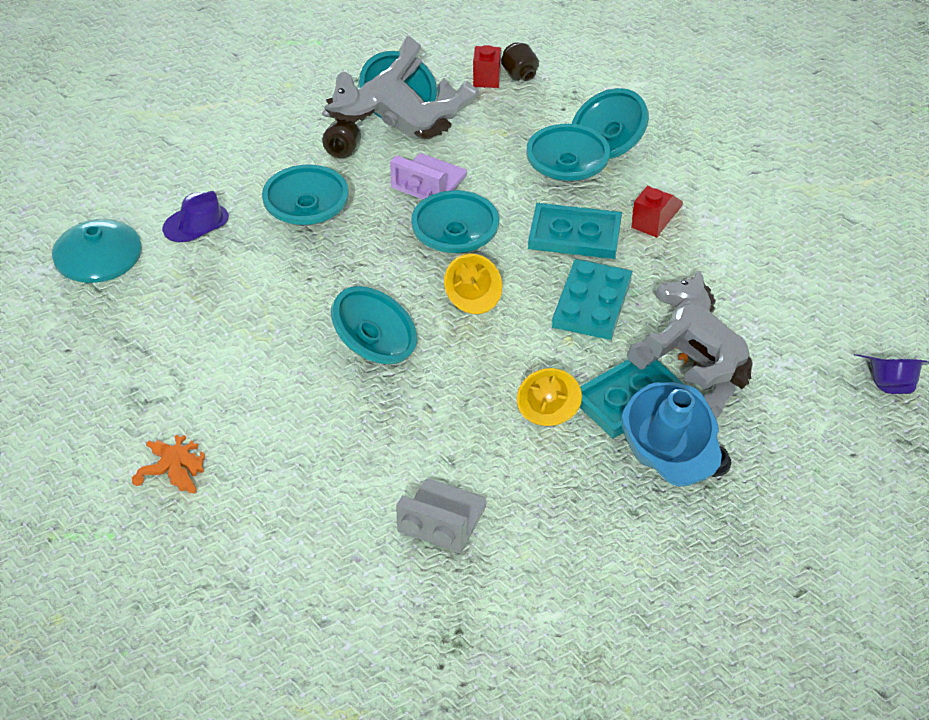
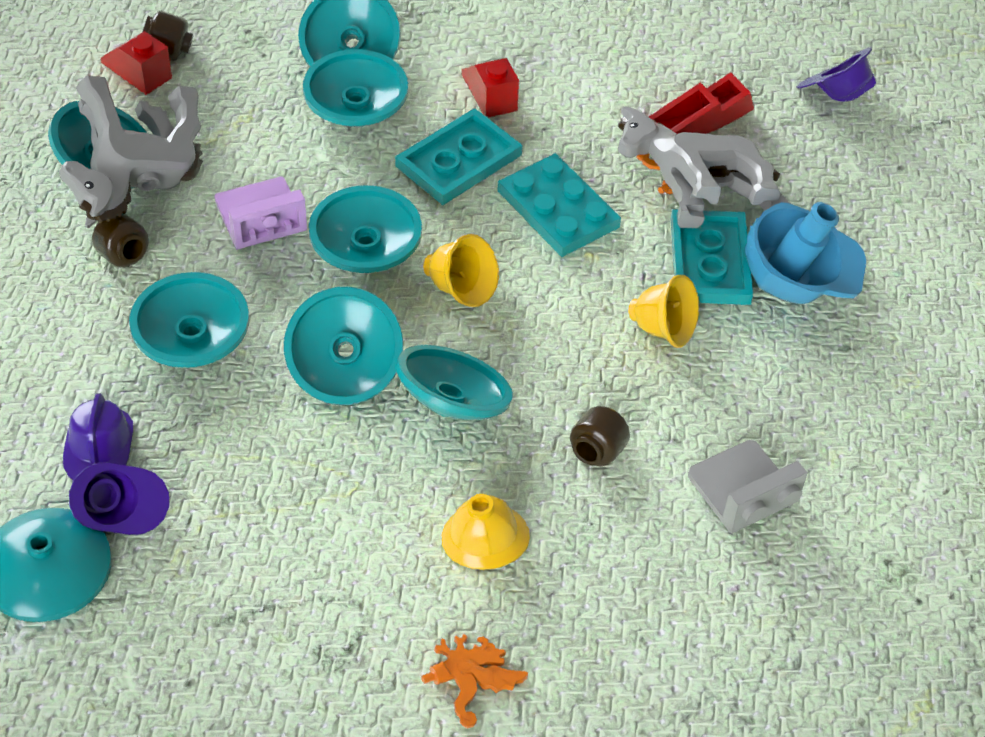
camera: 55 degrees left, 5 degrees up
(153, 244) = (118, 498): none -> dark purple piece
(283, 410) = (485, 534): none -> yellow hat
(350, 258) = (336, 319): none -> teal dish
(405, 418) = (599, 436): none -> dark brown head
(763, 318) = (707, 108): none -> red slope

